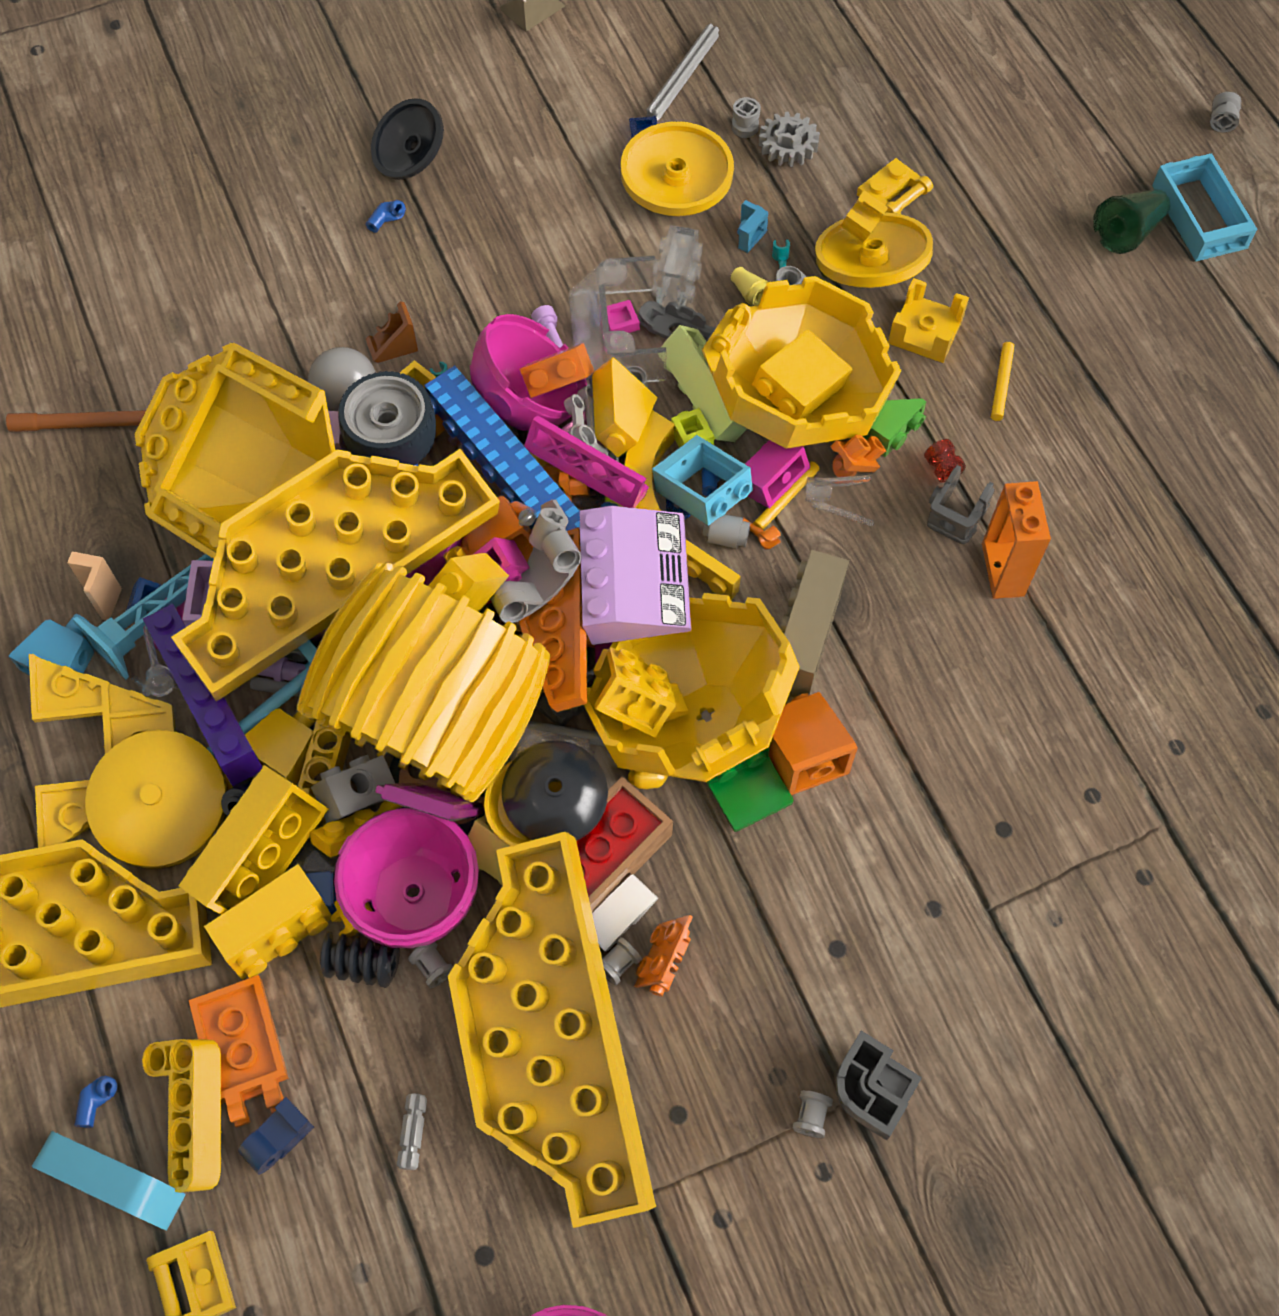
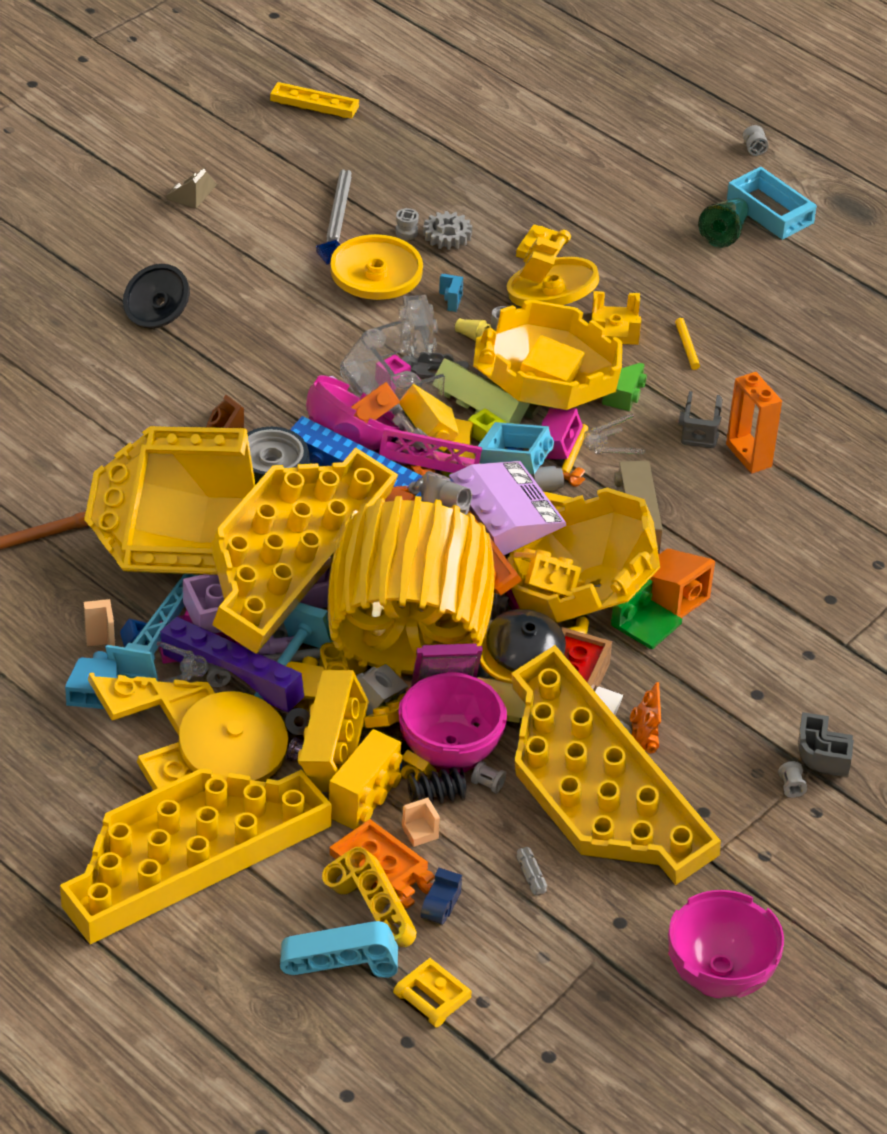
camera: 25 degrees left, 20 degrees down
(93, 1097) = (297, 917): blue arm -> none
(312, 1006) = (420, 822): none -> light nougat panel
(385, 213) = (164, 351): blue arm -> none
(781, 254) = (483, 305): teal hand -> none
(856, 455) = (613, 408): orange hips -> none
(943, 458) = (672, 397): clear red wheel -> none

